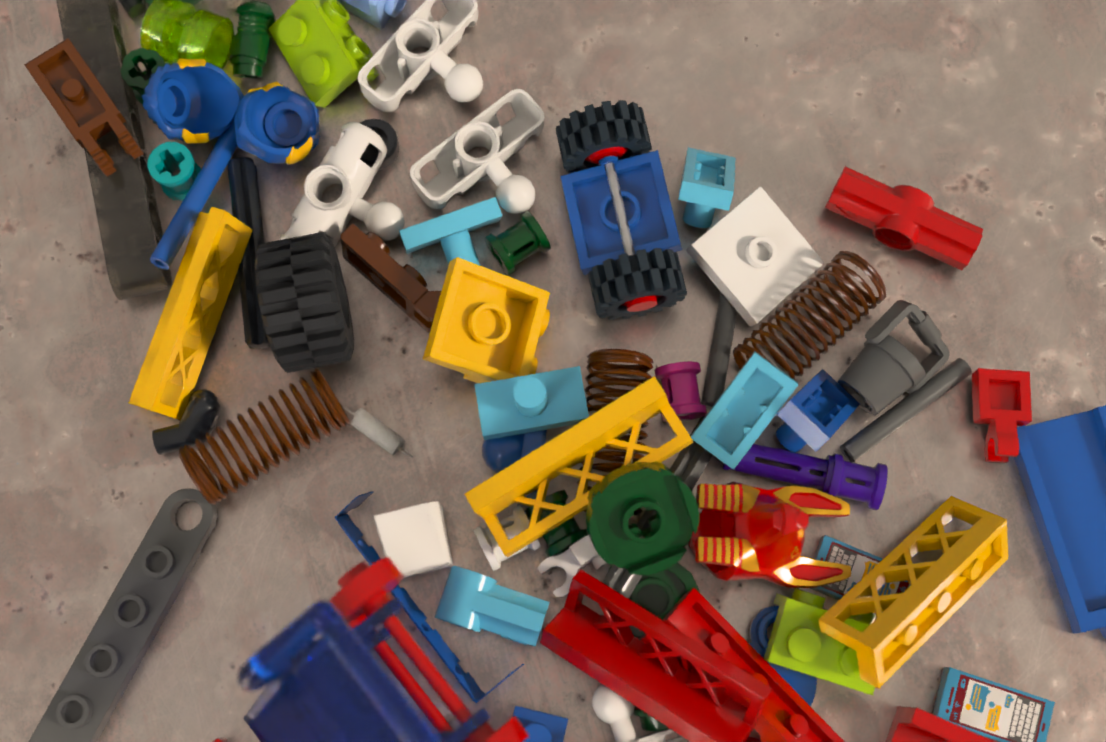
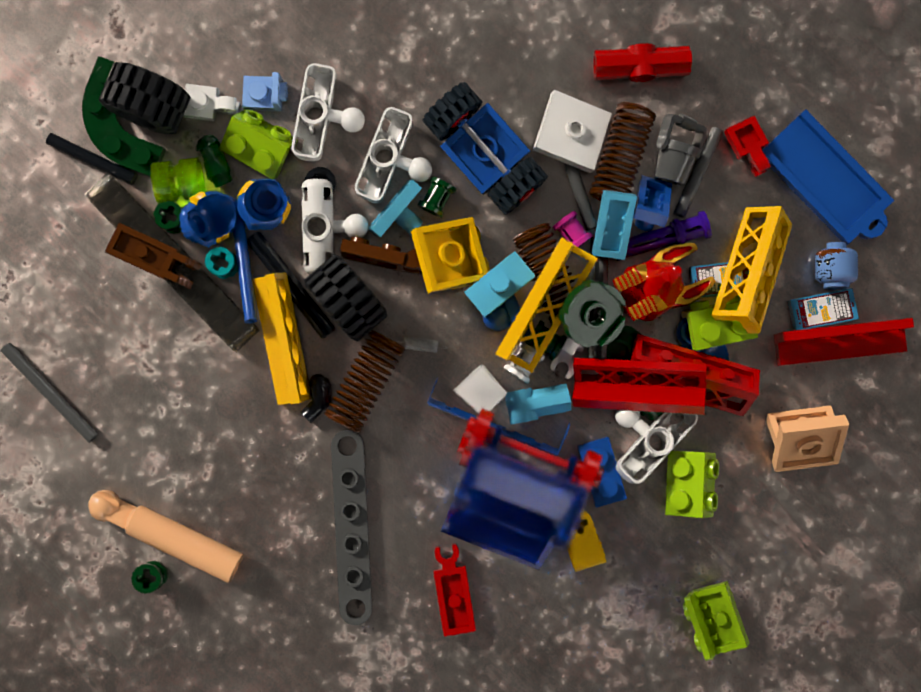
camera: 30 degrees left, 10 degrees up
(706, 185) = (523, 104): medium azure tile -> none
(1046, 655) = (836, 266): none -> medium blue head

